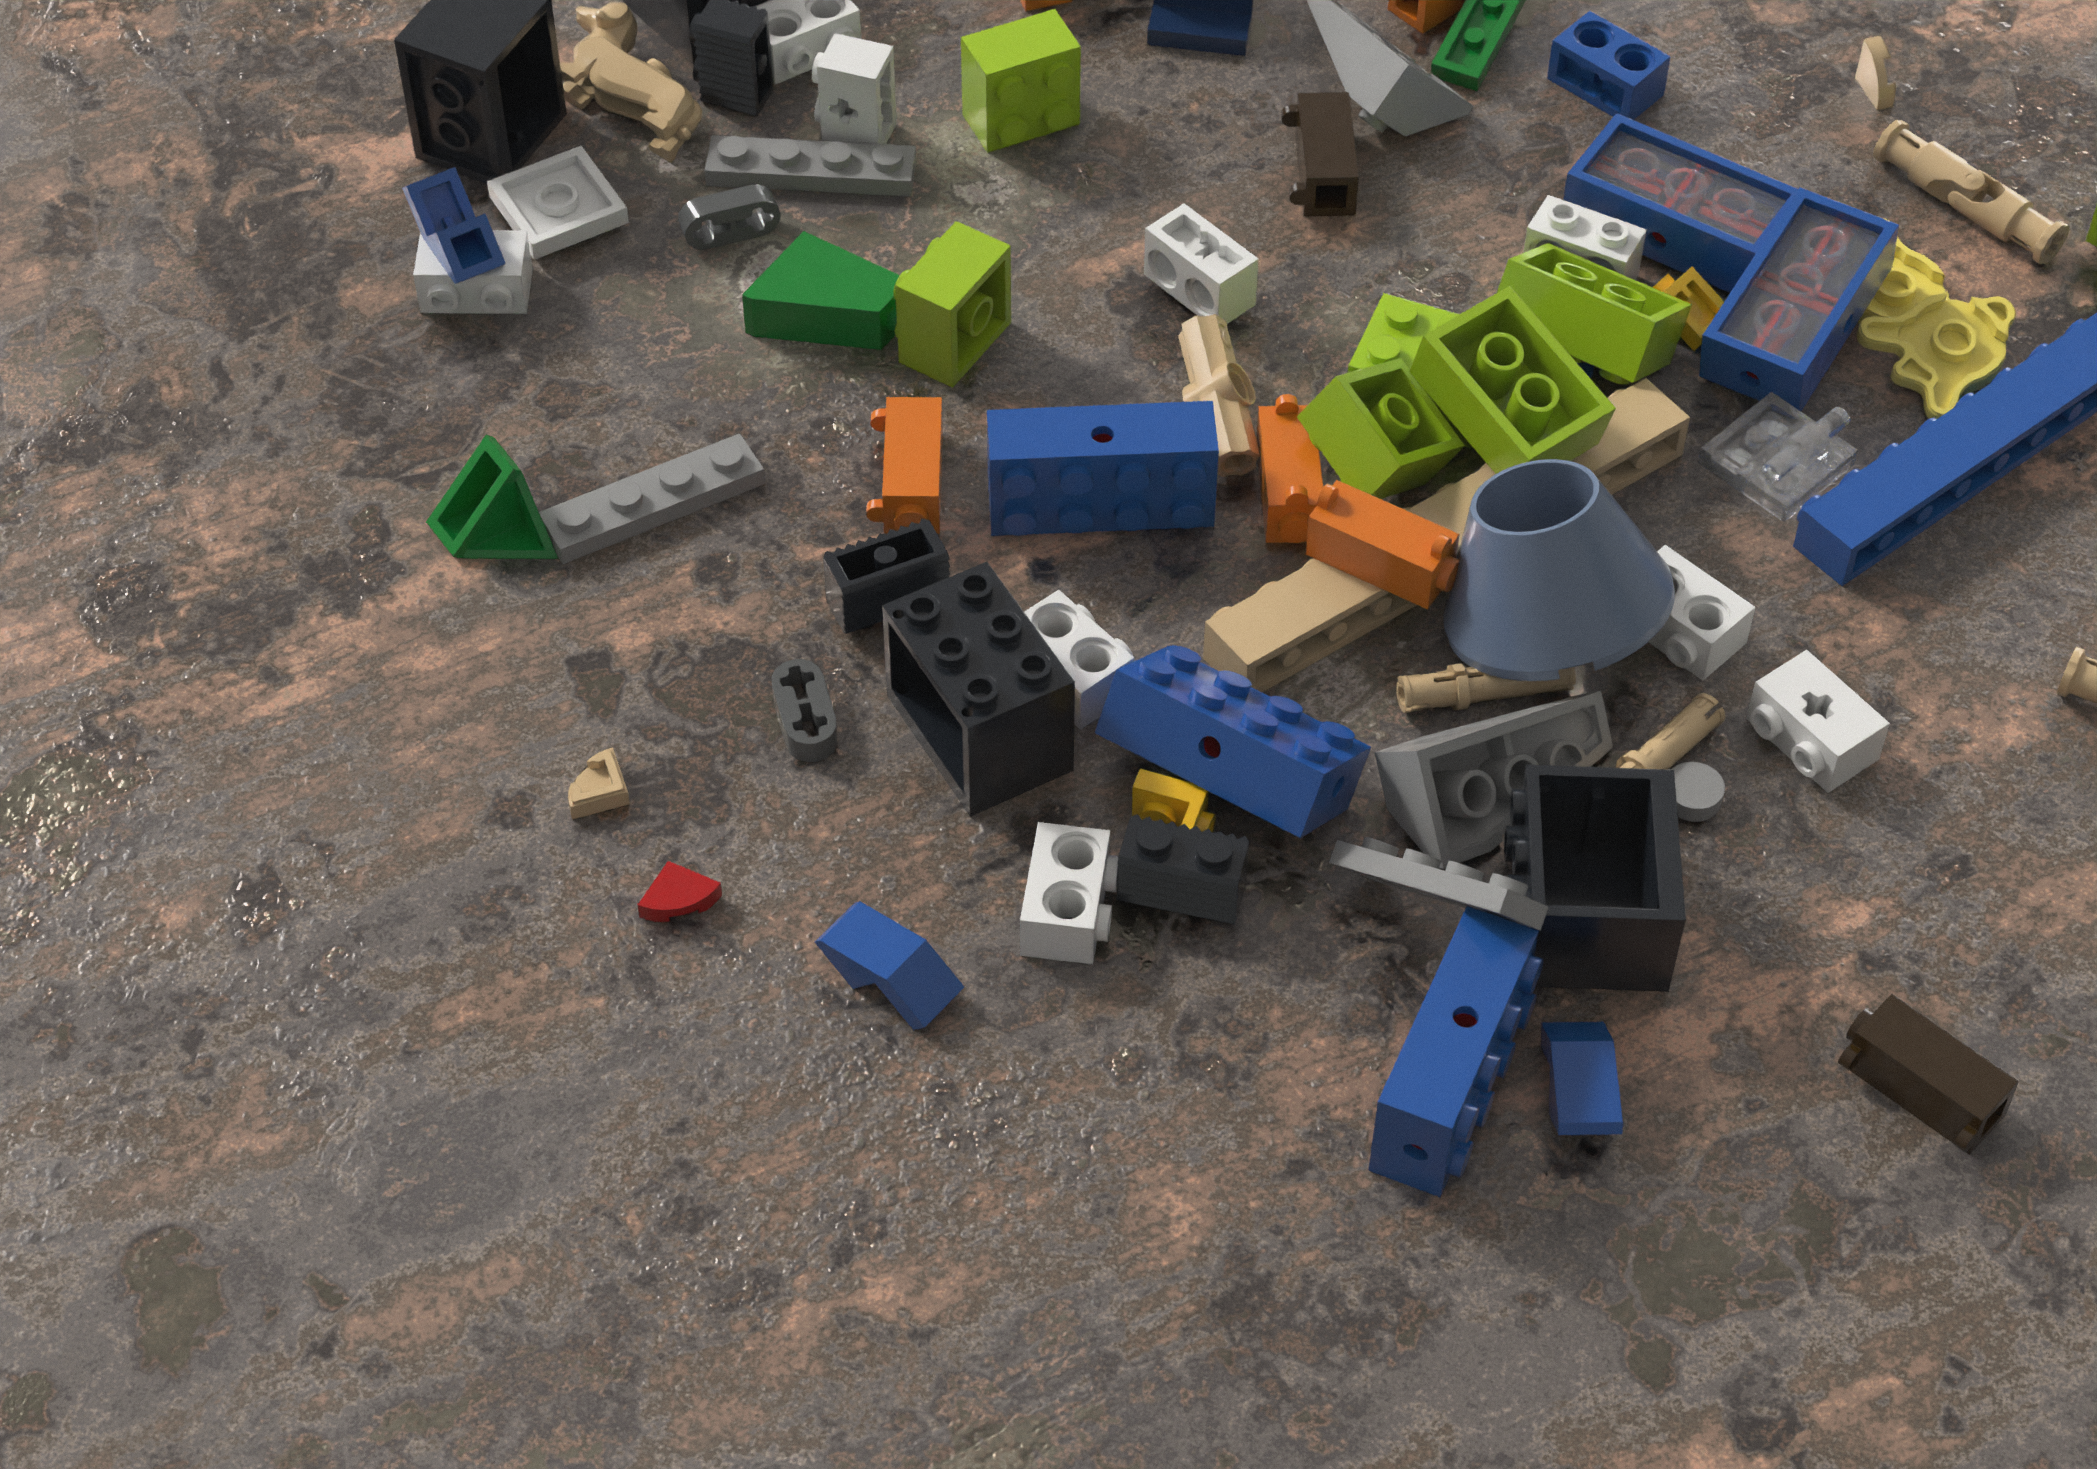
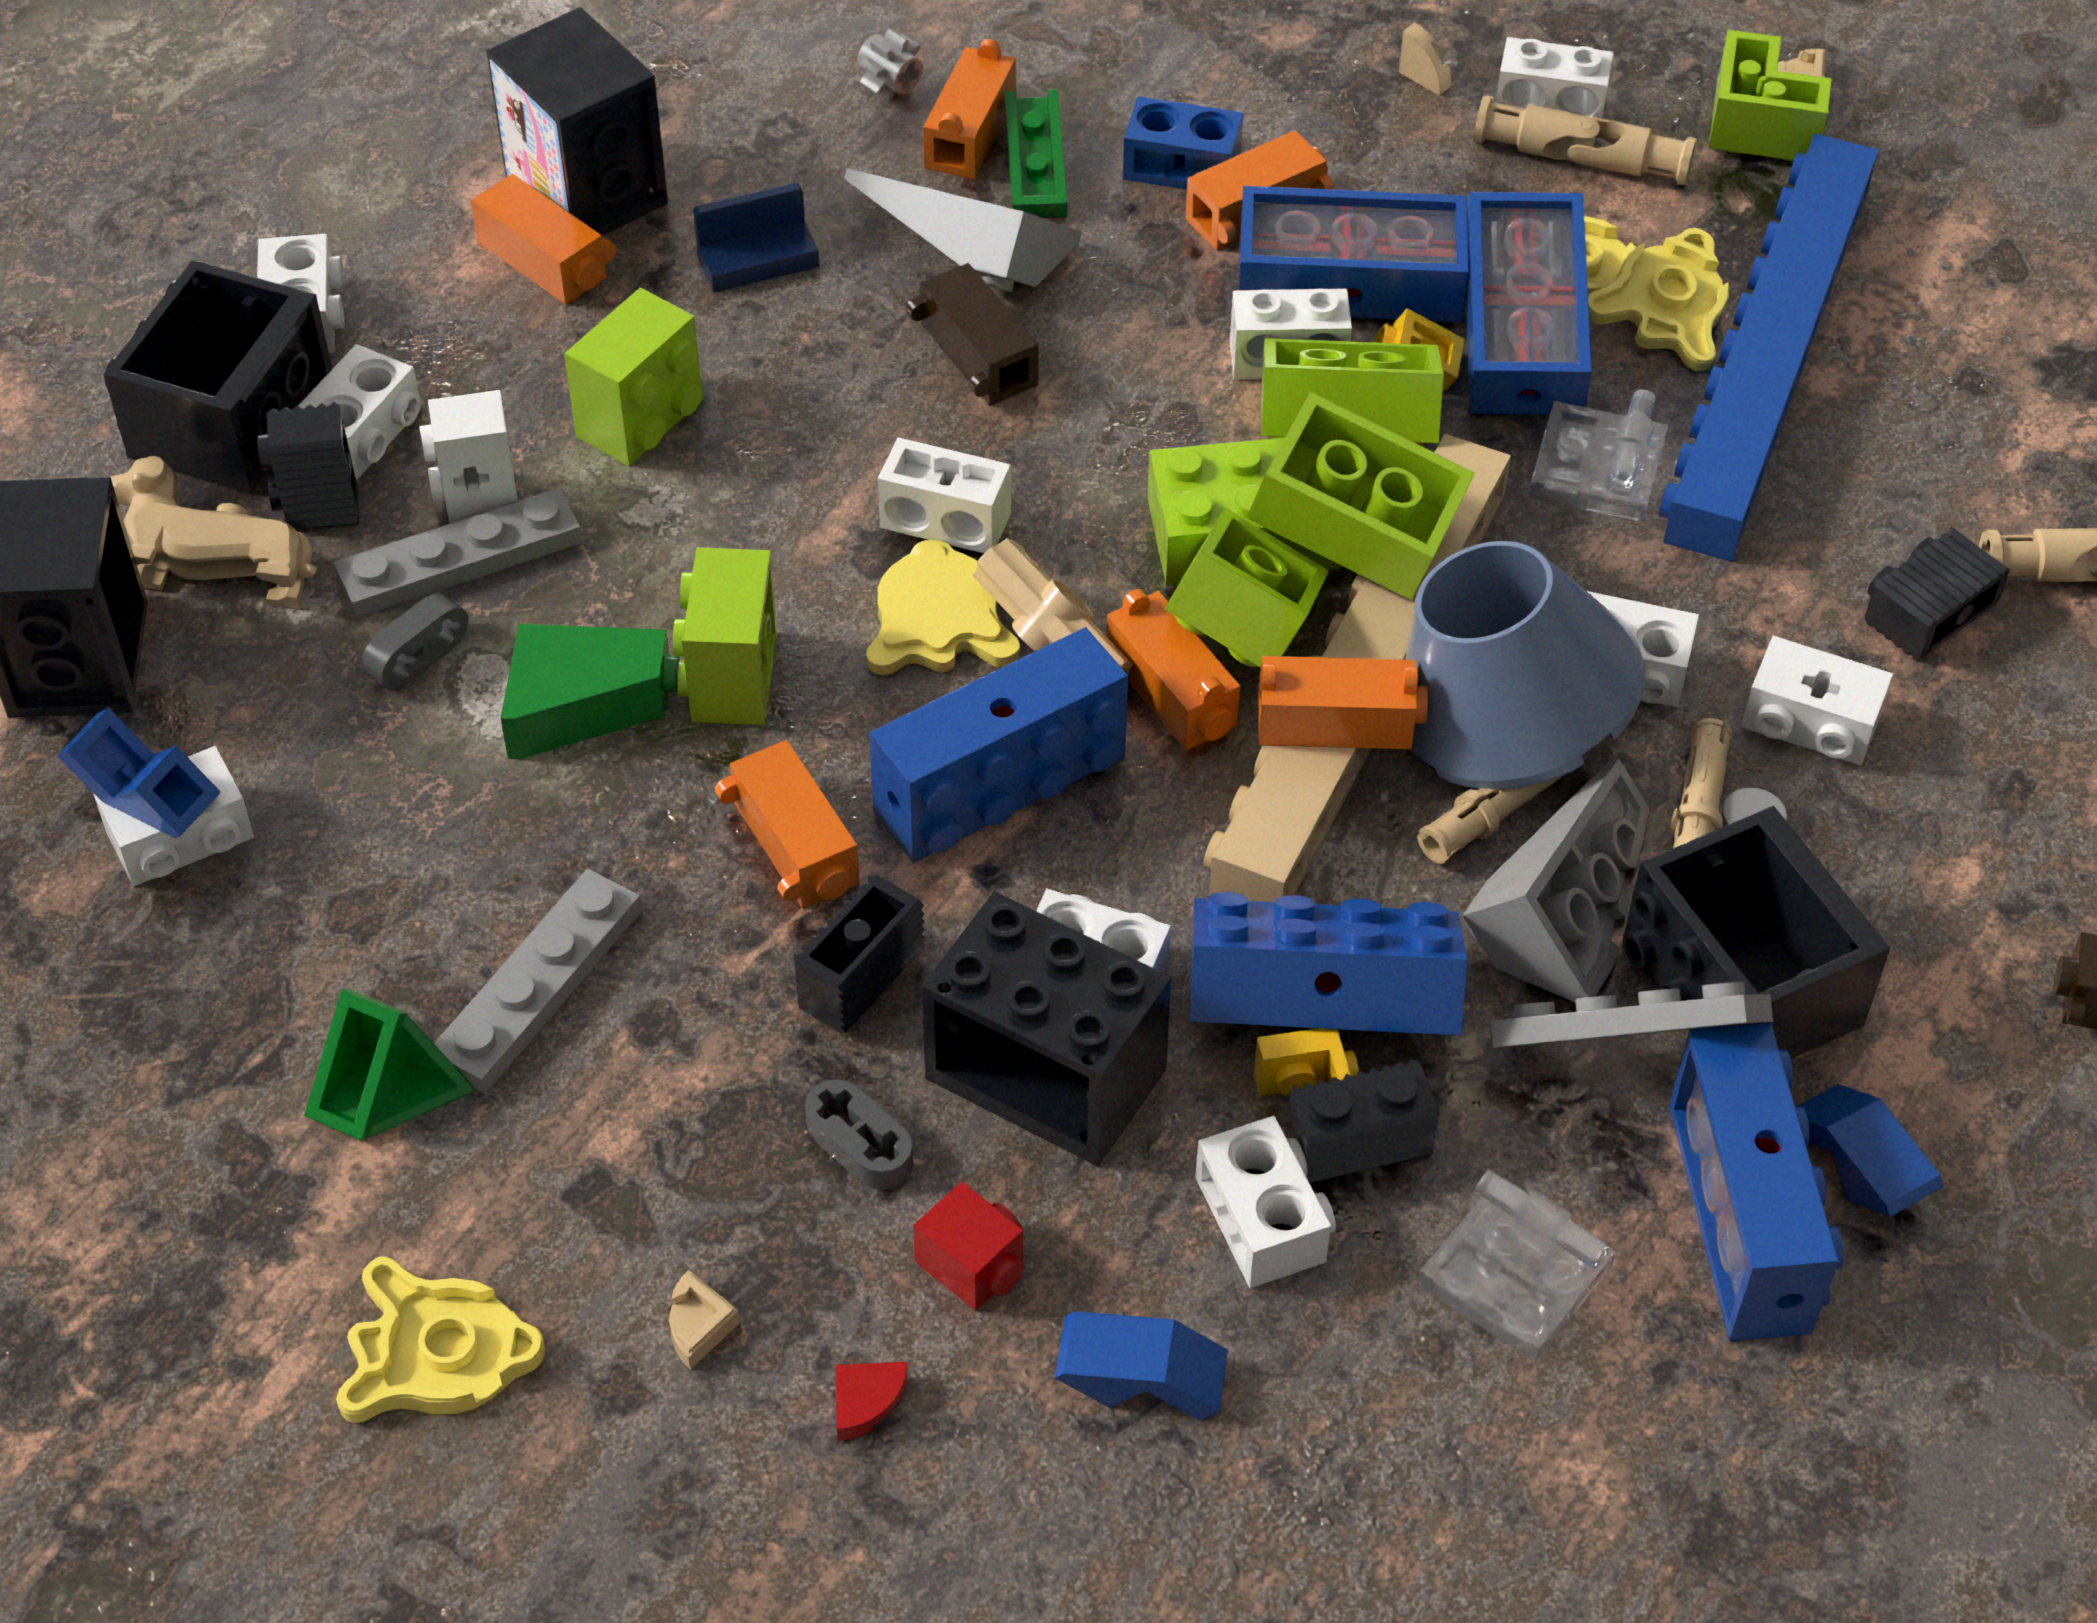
camera: 30 degrees left, 0 degrees up
(404, 722) = (435, 1347): none -> light yellow tile
(558, 201) = (213, 698): white plate -> none
(824, 822) = (970, 1245): none -> red brick
(1134, 354) = (934, 611): none -> light yellow tile
(1229, 1031) = (1517, 1266): none -> clear plate
(1674, 111) = (1217, 192): none -> orange brick
(1976, 129) = (1554, 76): none -> white brick
(1994, 680) = (1934, 592): none -> black brick

